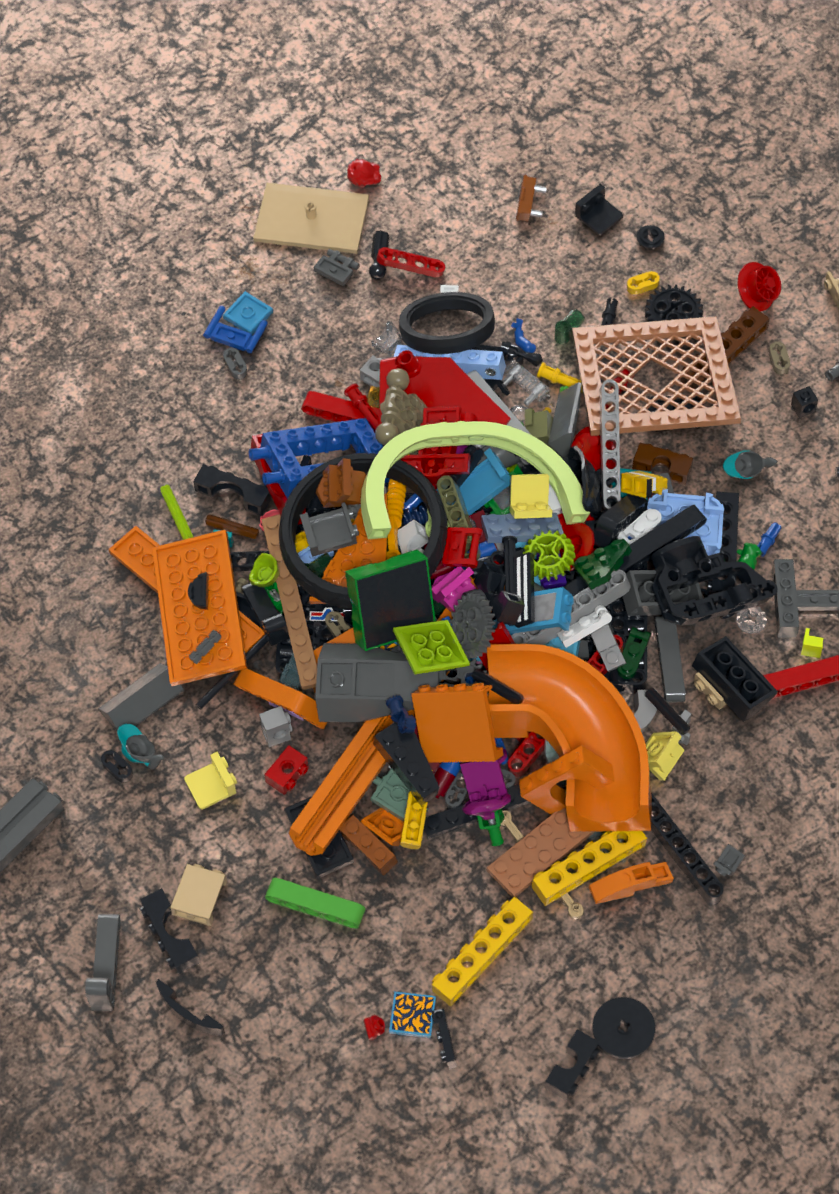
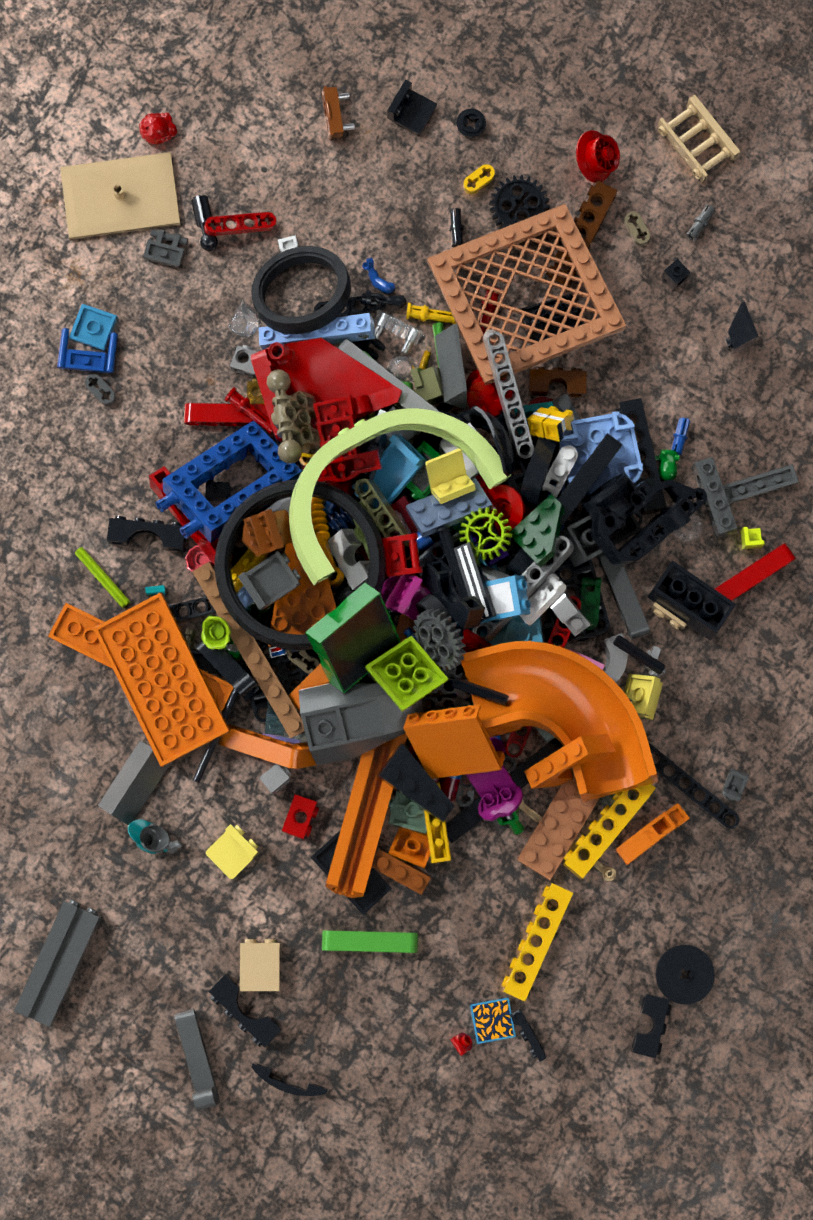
camera: 20 degrees left, 20 degrees up
(119, 763) = (134, 864): black beam -> none
(199, 591) = (157, 666): black plate -> none
(205, 646) = (183, 723): dark grey axle -> none
(232, 526) = (162, 574): reddish brown axle -> none
(400, 715) = (405, 755): dark blue connector -> none
(563, 328) = (420, 251): clear green piece -> none
(746, 464) = (639, 362): dark grey hair -> none

